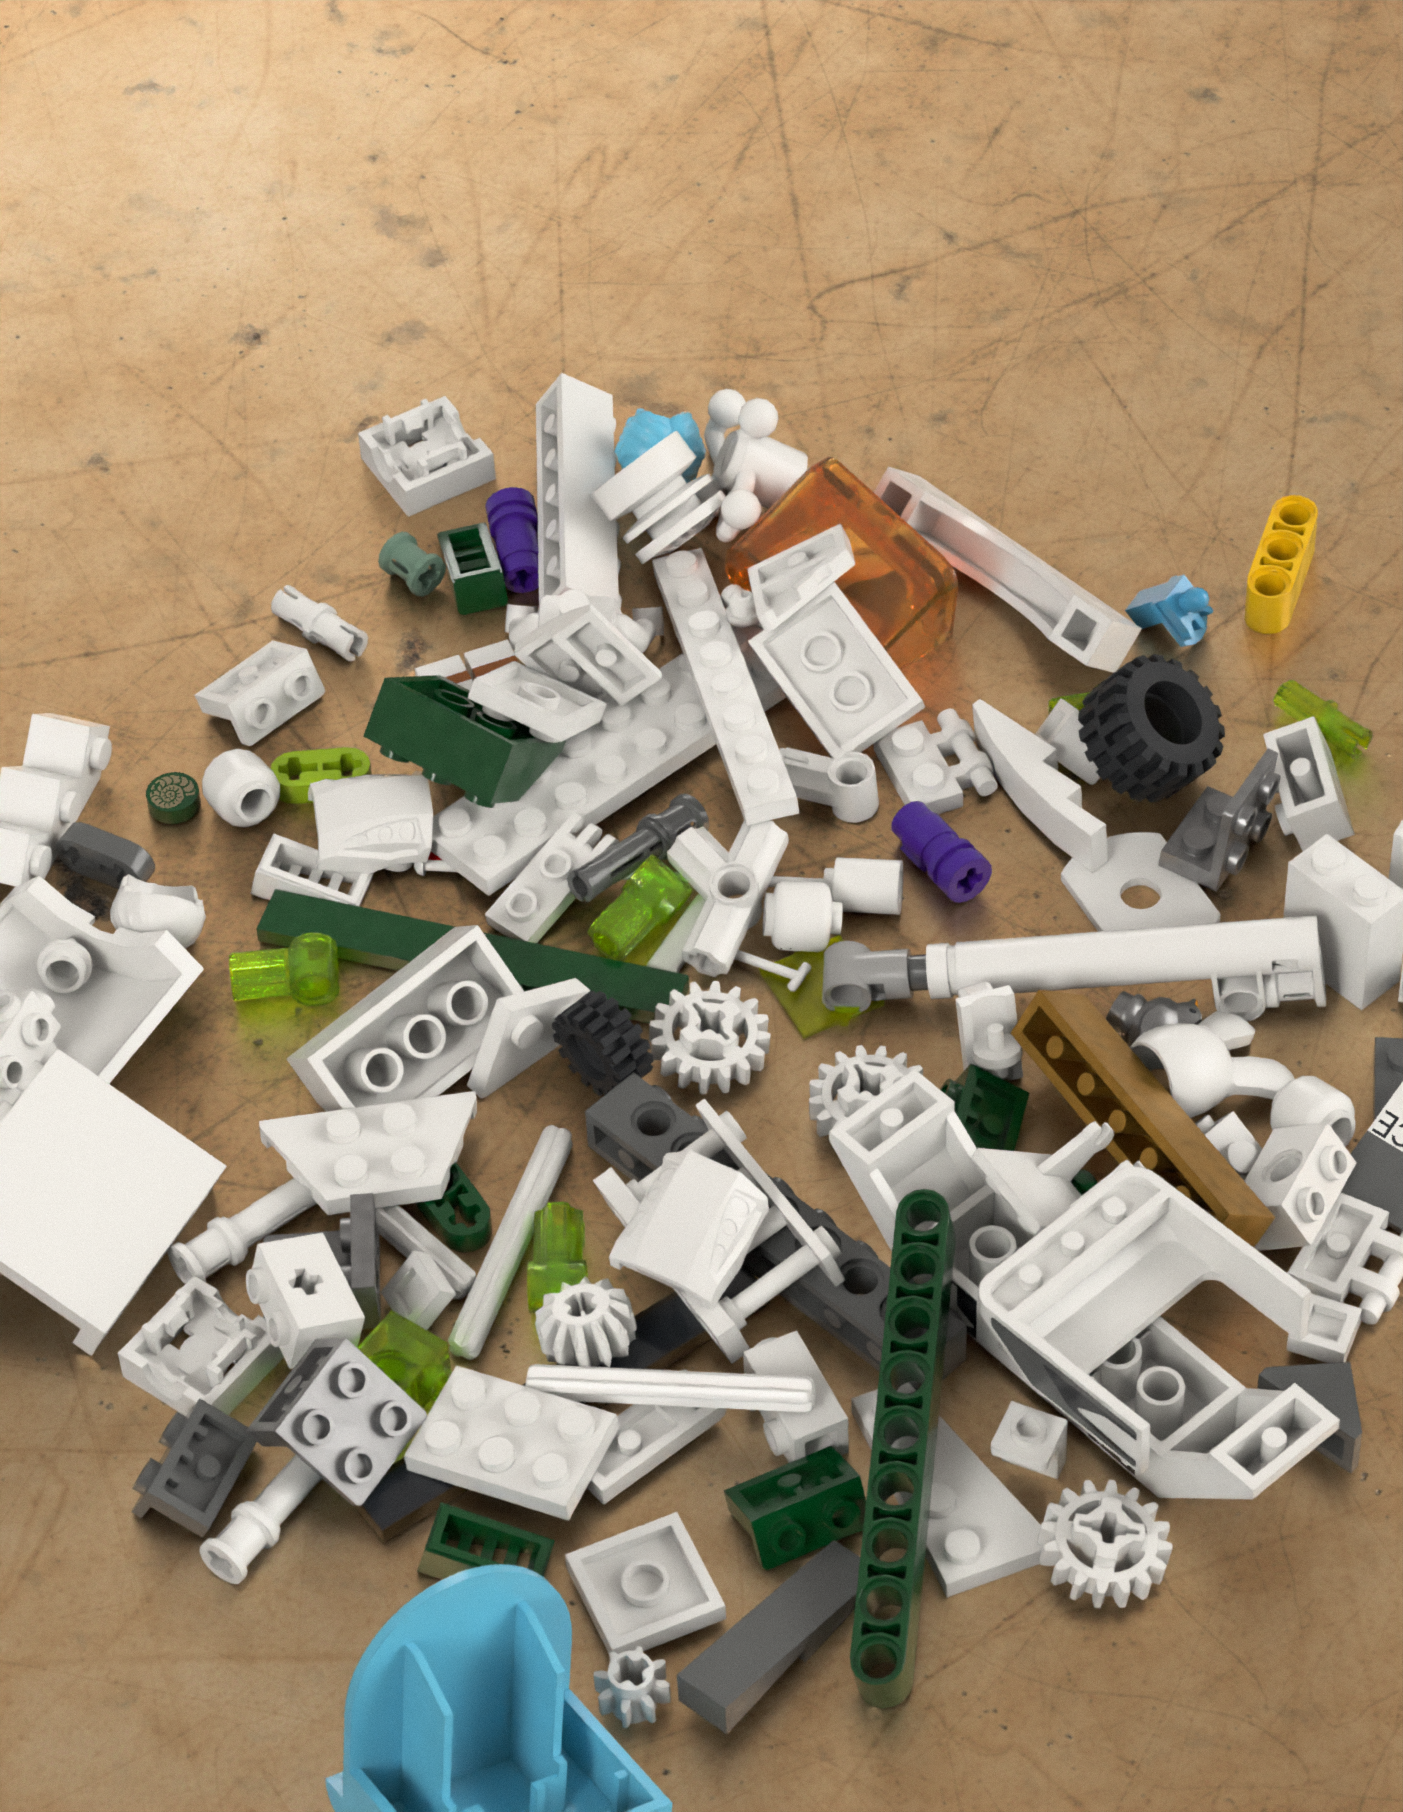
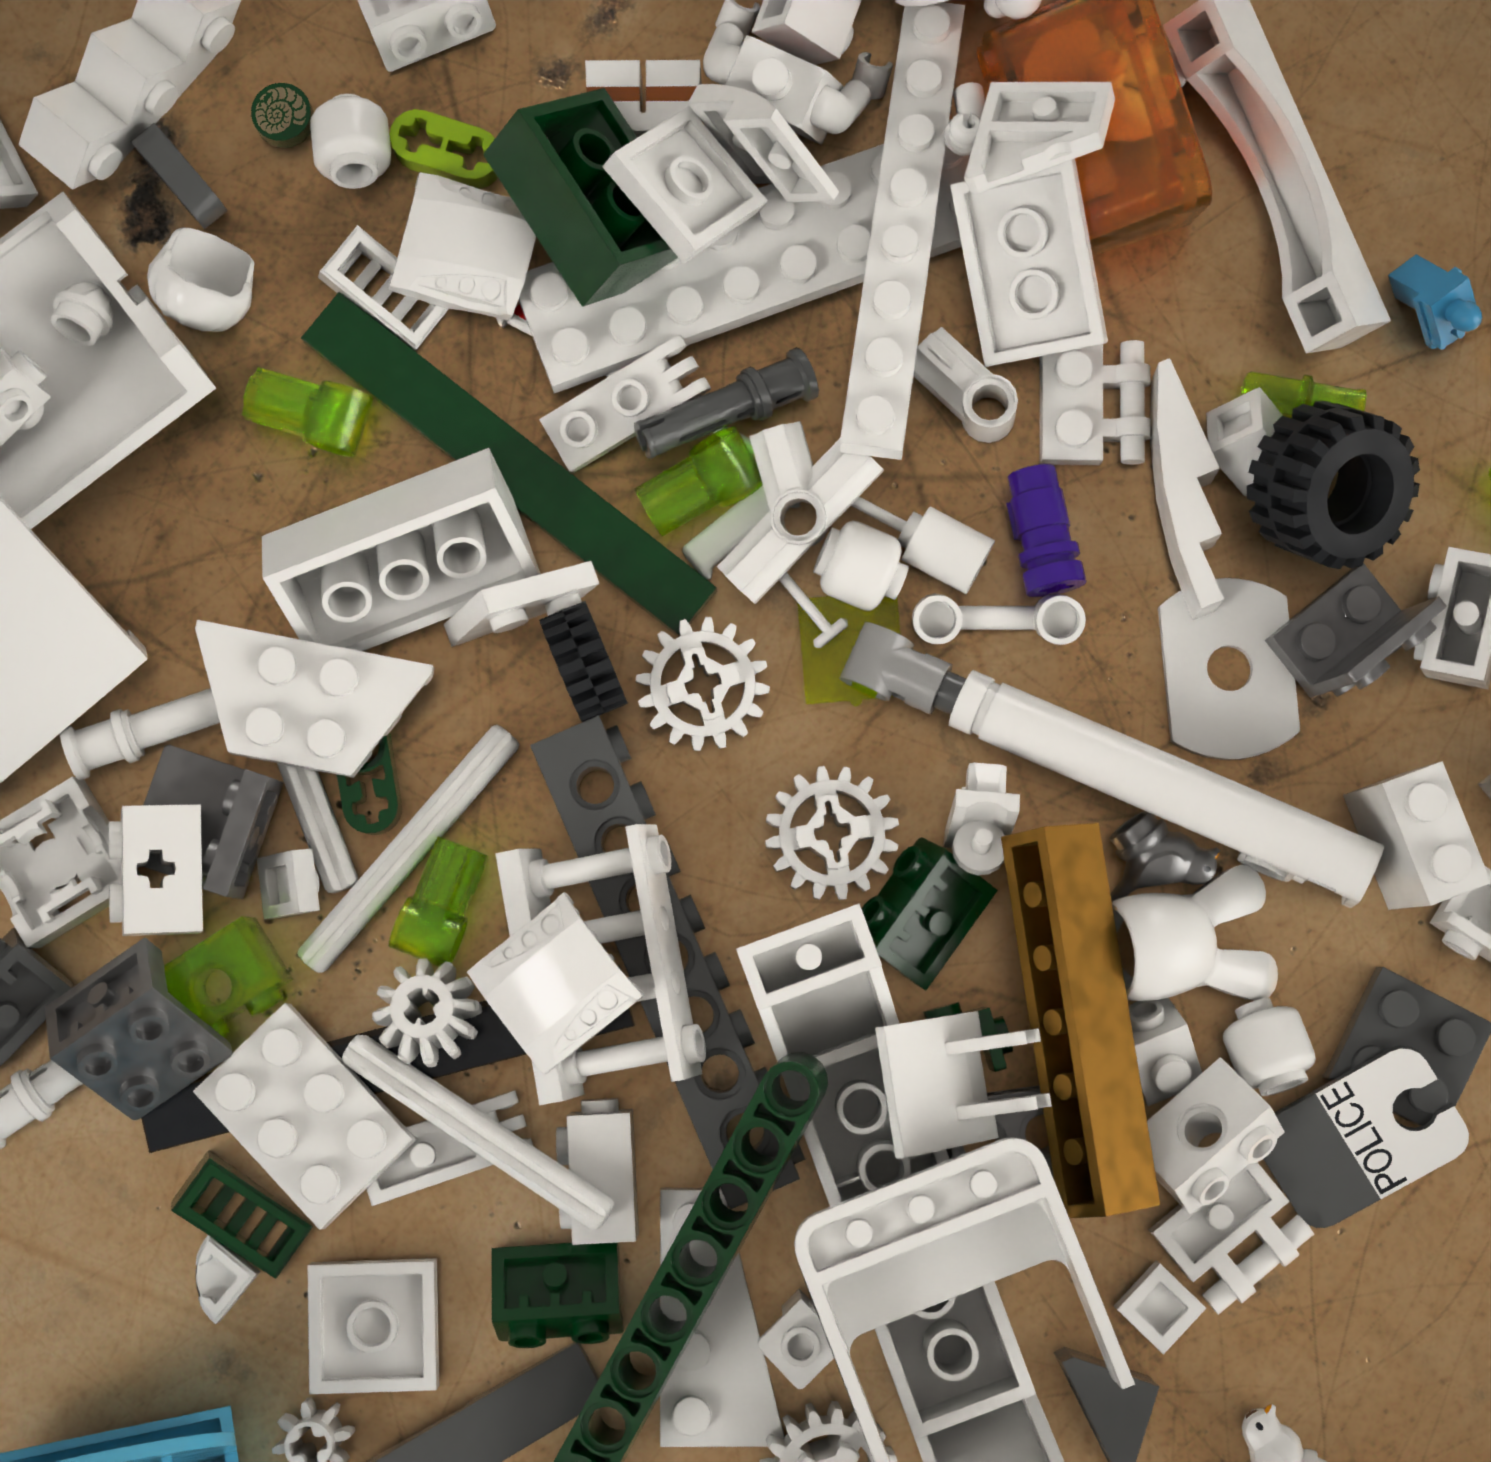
camera: 20 degrees right, 35 degrees up
(979, 908) = (1053, 617): none -> white bar

